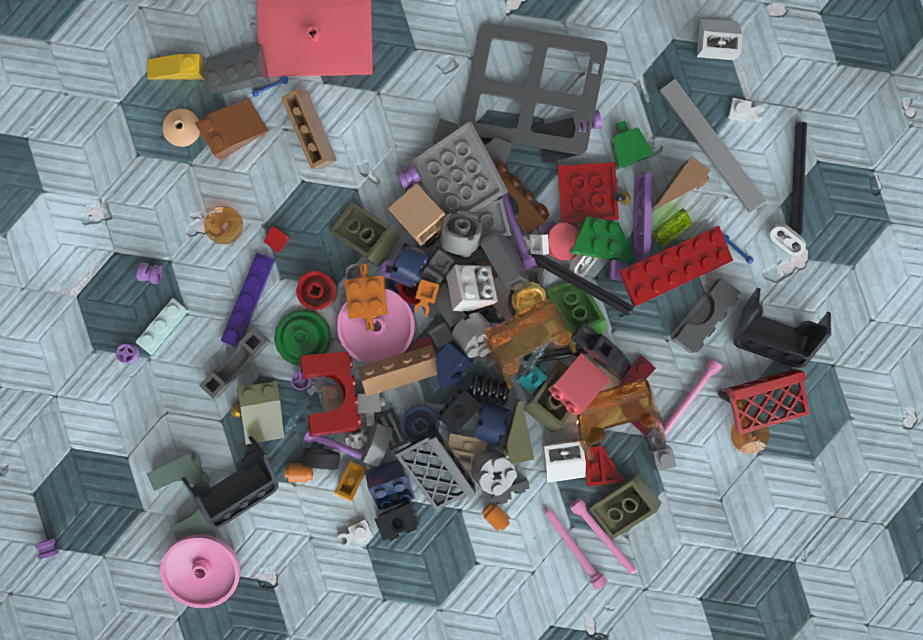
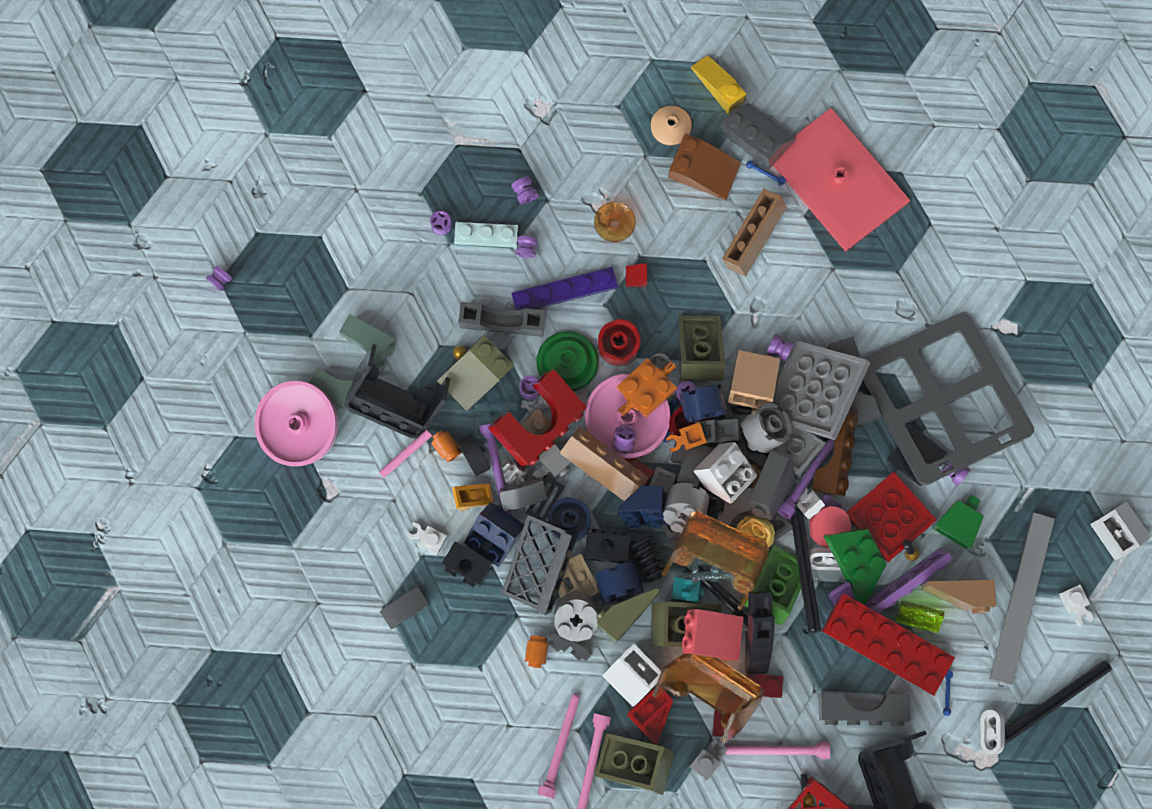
camera: 60 degrees right, 10 degrees down
(193, 304) = (526, 246): none -> medium lavender wheel
(282, 505) = (405, 453): none -> bright pink bar
(388, 336) = (624, 438): none -> medium lavender wheel
(395, 587) = (405, 607): none -> dark grey slope

